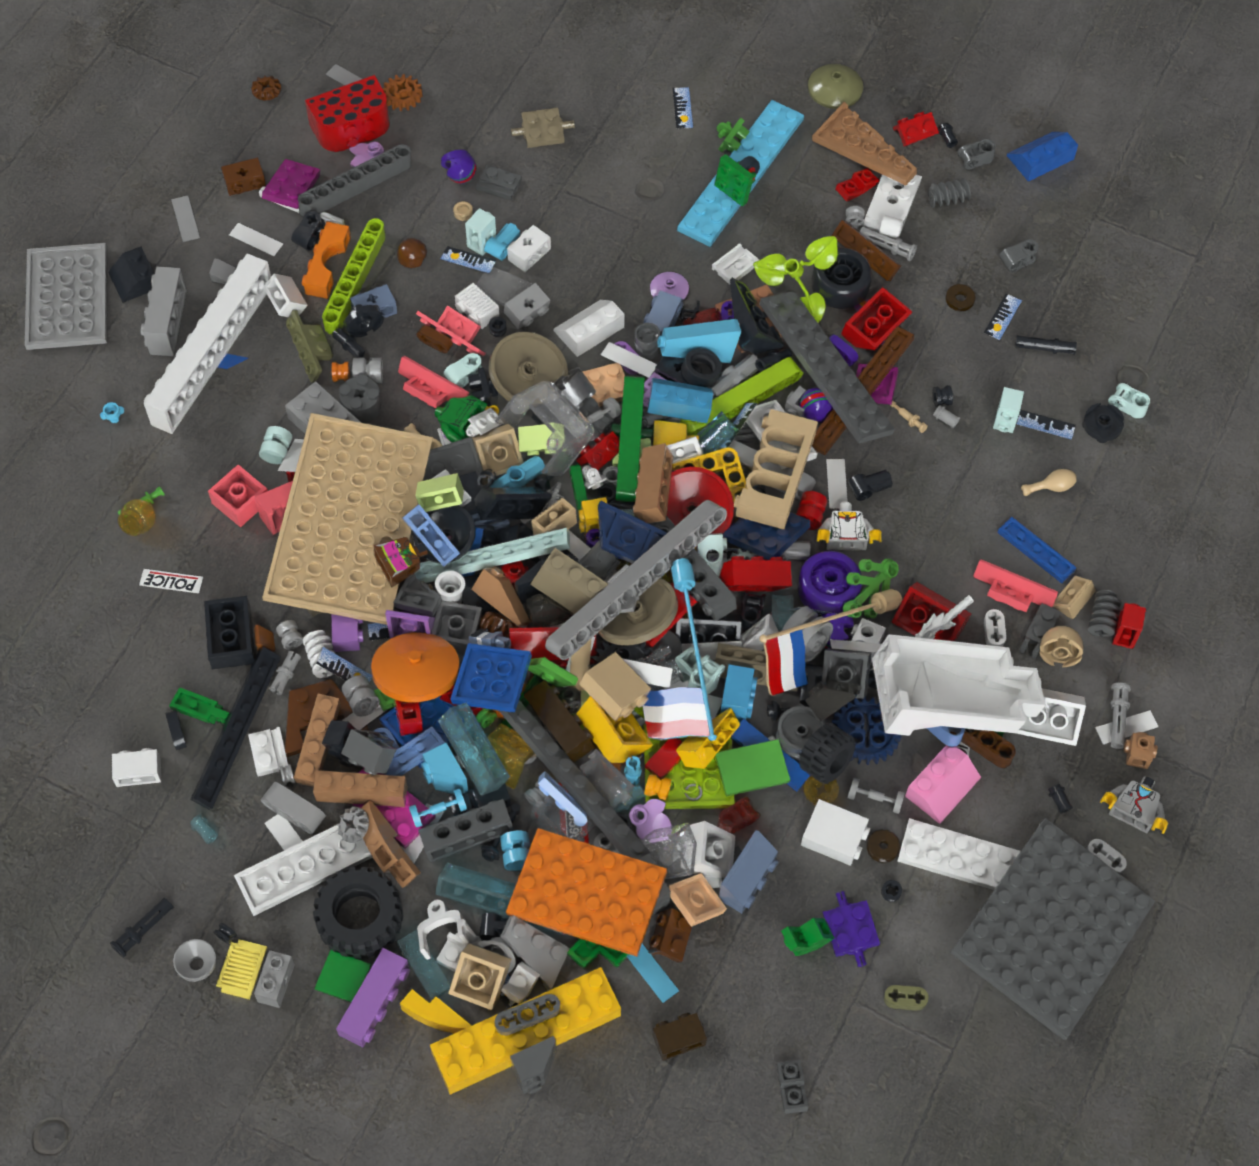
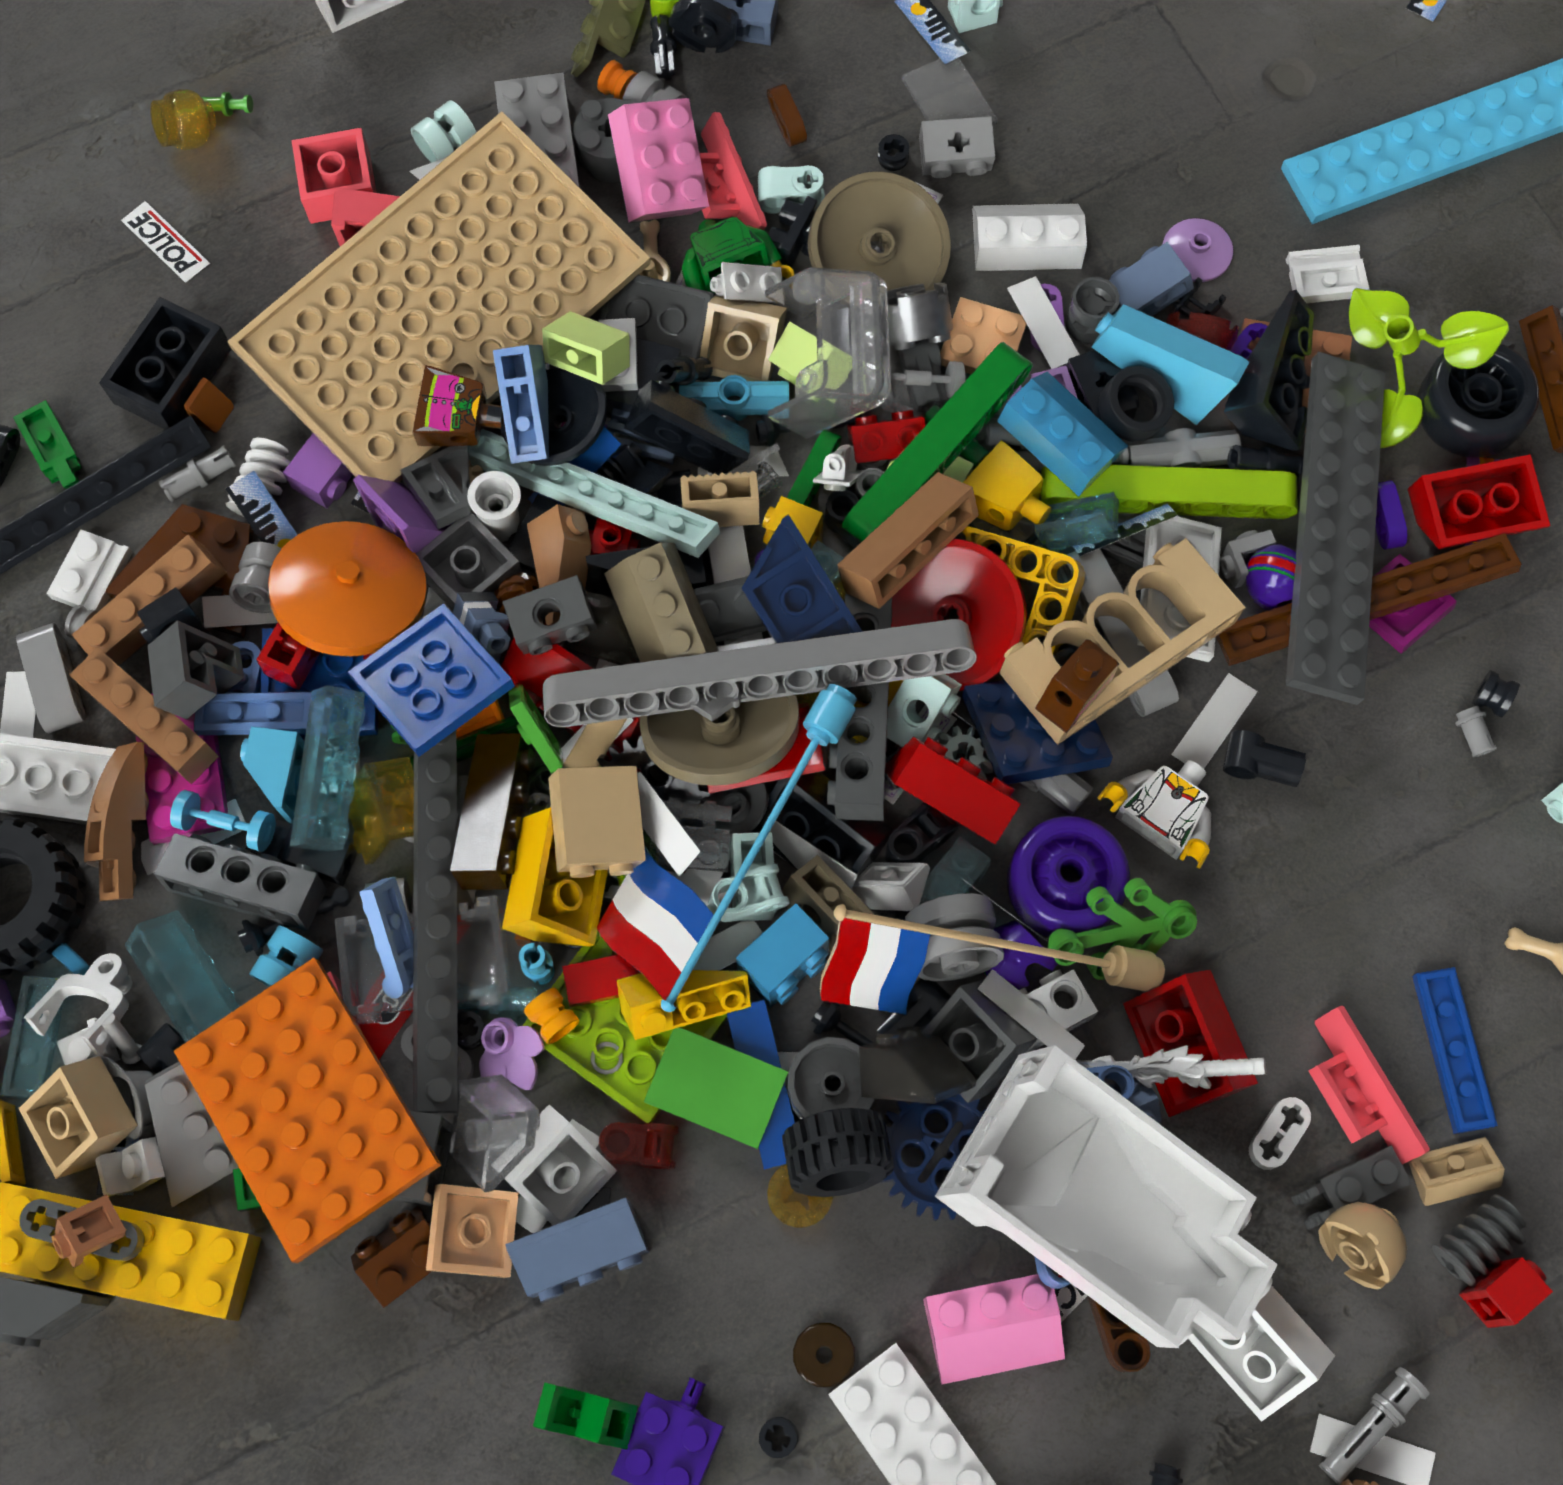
camera: 40 degrees right, 10 degrees up
(290, 636) = (245, 421): light grey wheel -> none
(359, 819) = (93, 761): light grey gear -> none
(397, 392) = (658, 159): none -> bright pink brick
(412, 920) = (70, 959): none -> dark azure tile
(457, 326) = (830, 116): coral bracket -> none
(476, 305) = (885, 101): white brick -> none
(498, 245) = (992, 30): medium azure piece -> none
(526, 603) = (529, 610): none -> dark grey brick
(529, 248) = (1031, 60): white brick -> none
(534, 1006) = (87, 1230): none -> nougat bracket
(653, 974) = (334, 1292): medium azure sticker -> none
(679, 1036) = (283, 1421): dark brown brick -> none
(685, 449) = (1005, 517): white slope -> none
(726, 131) = (1497, 65): bright green hips -> none
(737, 177) = (1432, 135): green plate -> none
(779, 486) = (1083, 679): none -> reddish brown torso
(812, 507) = (1139, 736): red wheel -> none
(835, 832) = (764, 1281): white brick -> none
(876, 795) = (873, 1267): light grey wheel -> none
(912, 419) = (1416, 701): tan piece -> none

